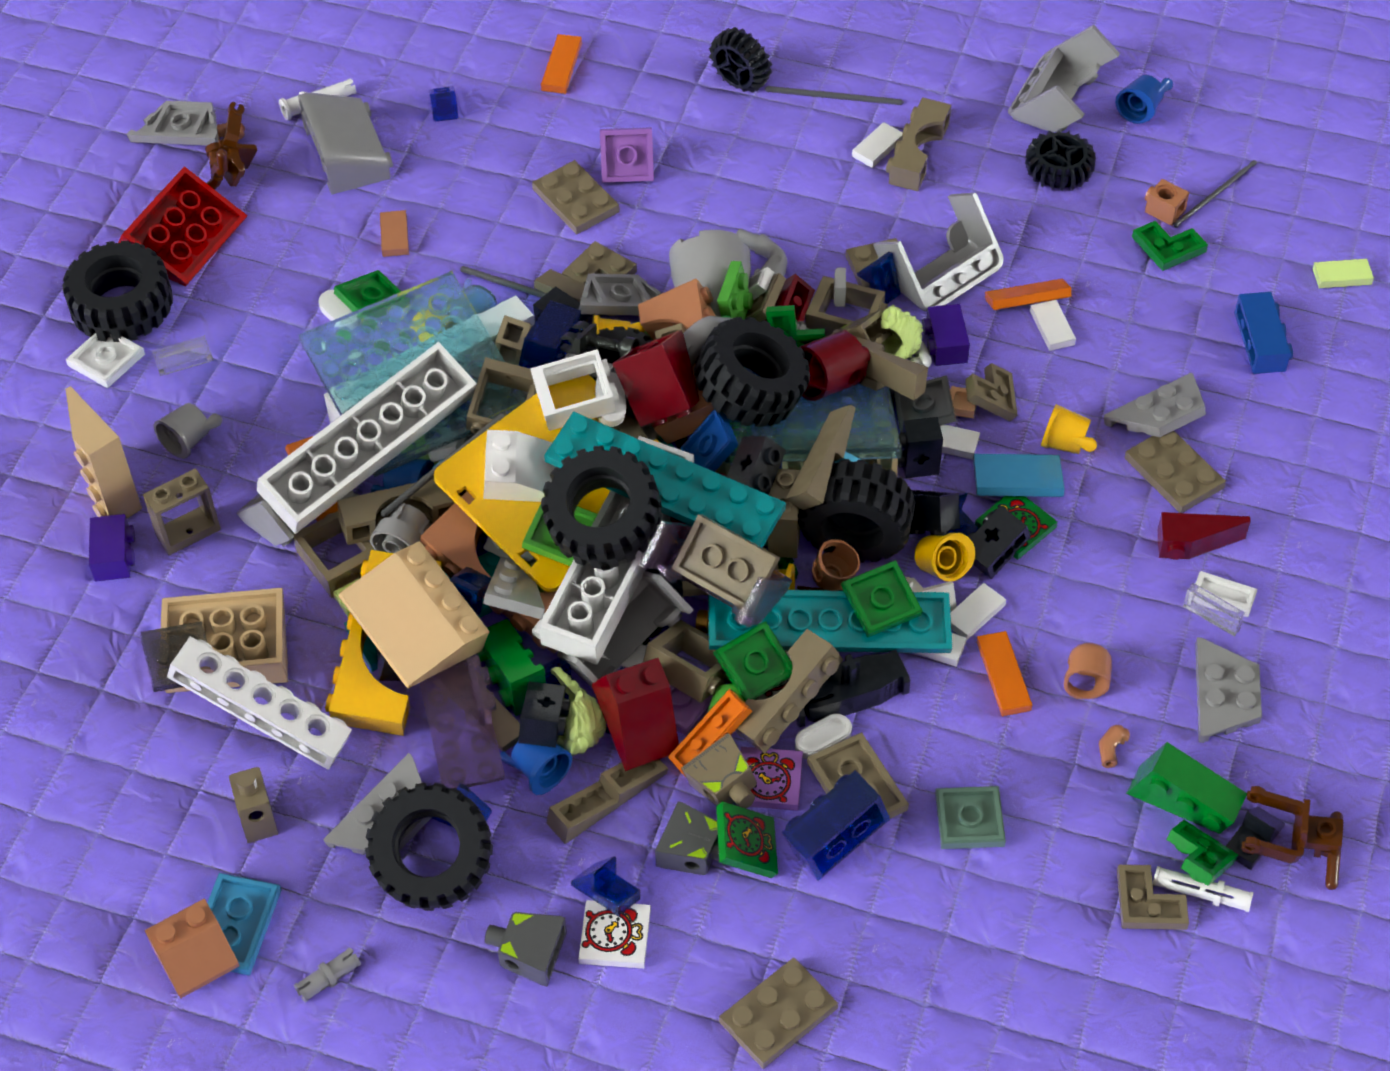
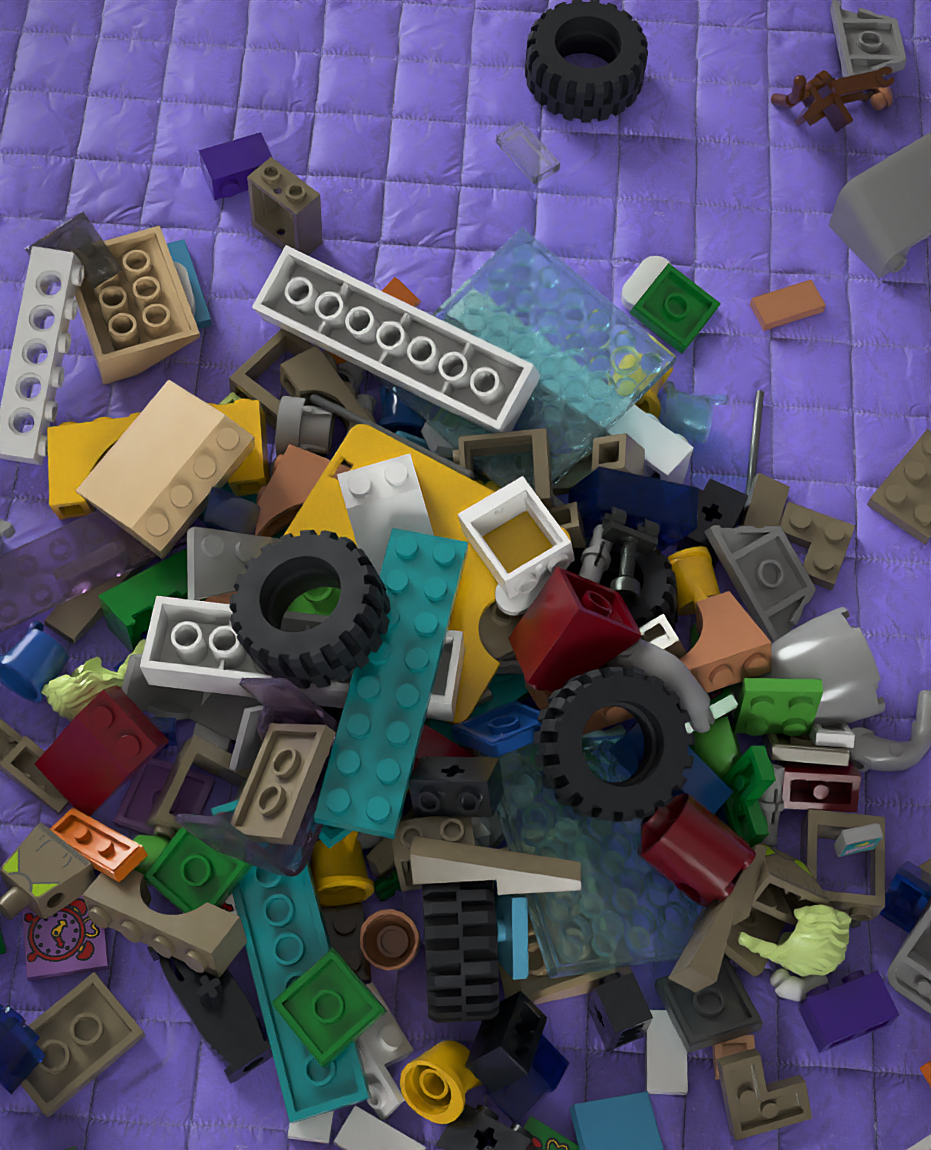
camera: 70 degrees right, 10 degrees up
(102, 460) = (318, 103): tan slope -> none
(105, 360) = (500, 85): white tile -> none
(184, 429) = (413, 181): light grey hat -> none
(185, 225) = (707, 92): red slope -> none
(543, 714) = (72, 644): black brick -> none
(823, 734) = (140, 987): white tile -> none

